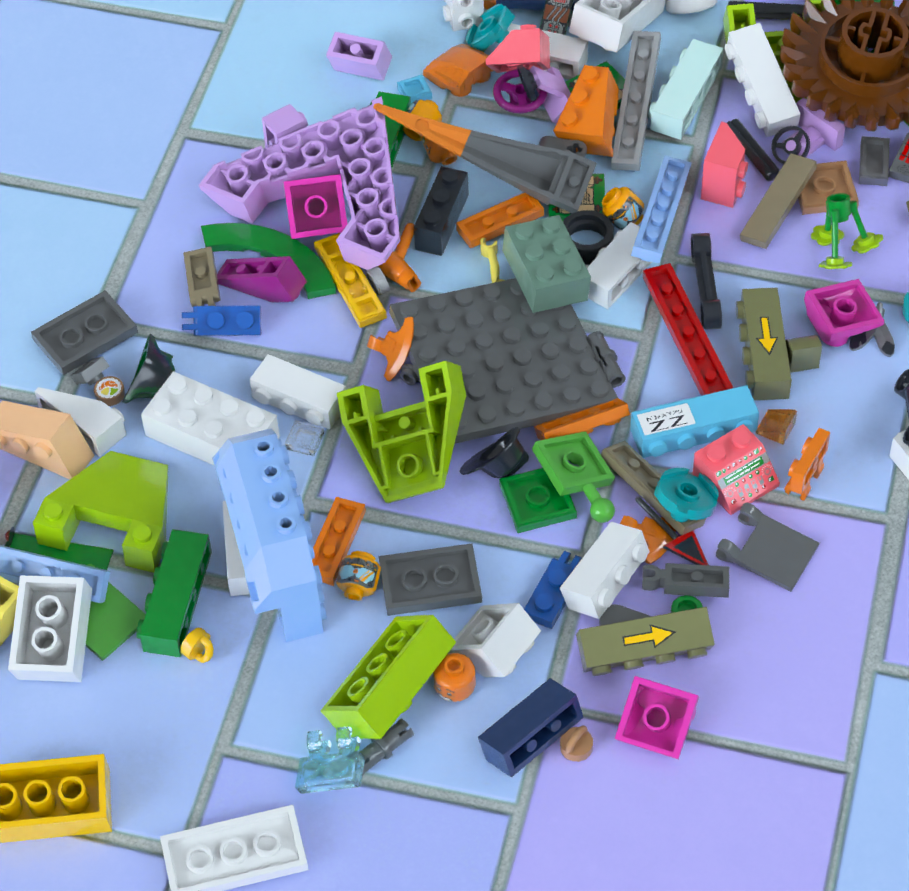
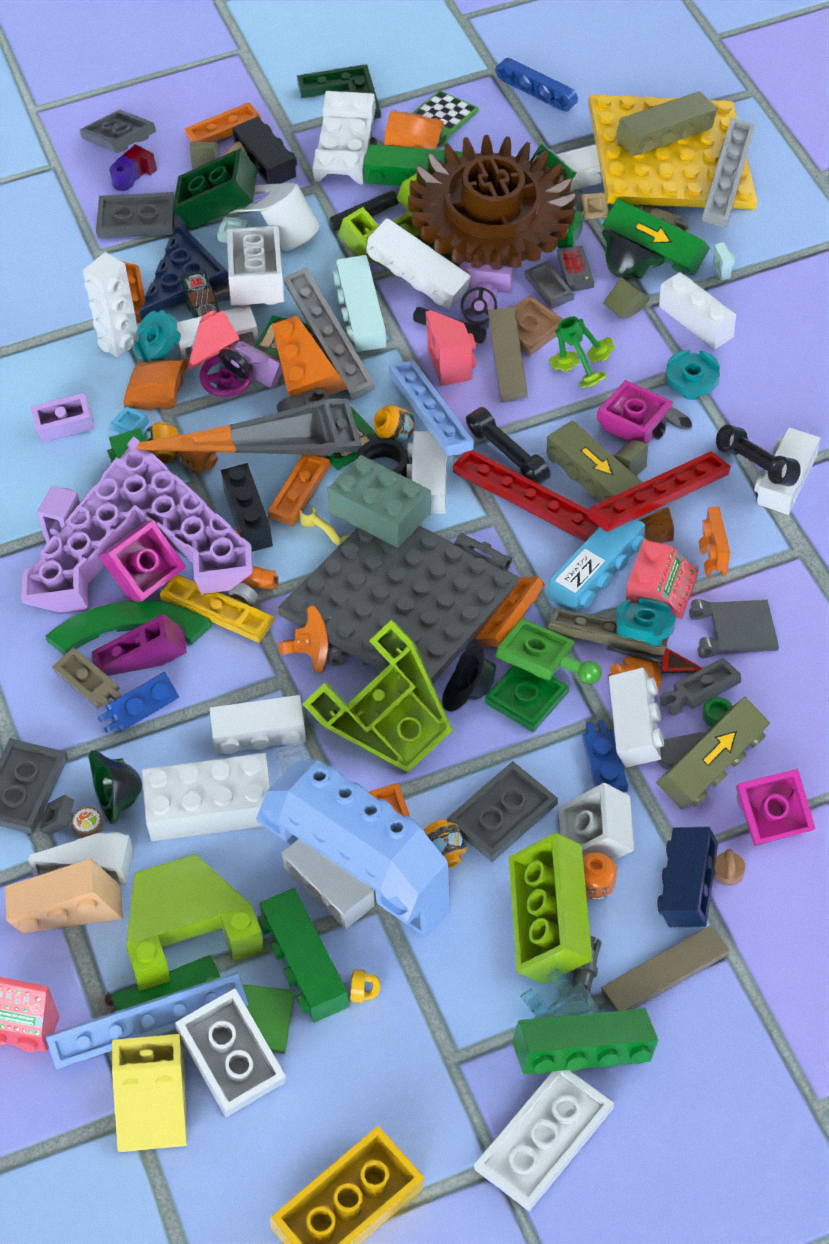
camera: 35 degrees left, 0 degrees up
(321, 798) = (584, 1041): none -> green brick
(447, 791) = (665, 970): none -> dark tan tile
(797, 391) = (658, 491): none -> red plate

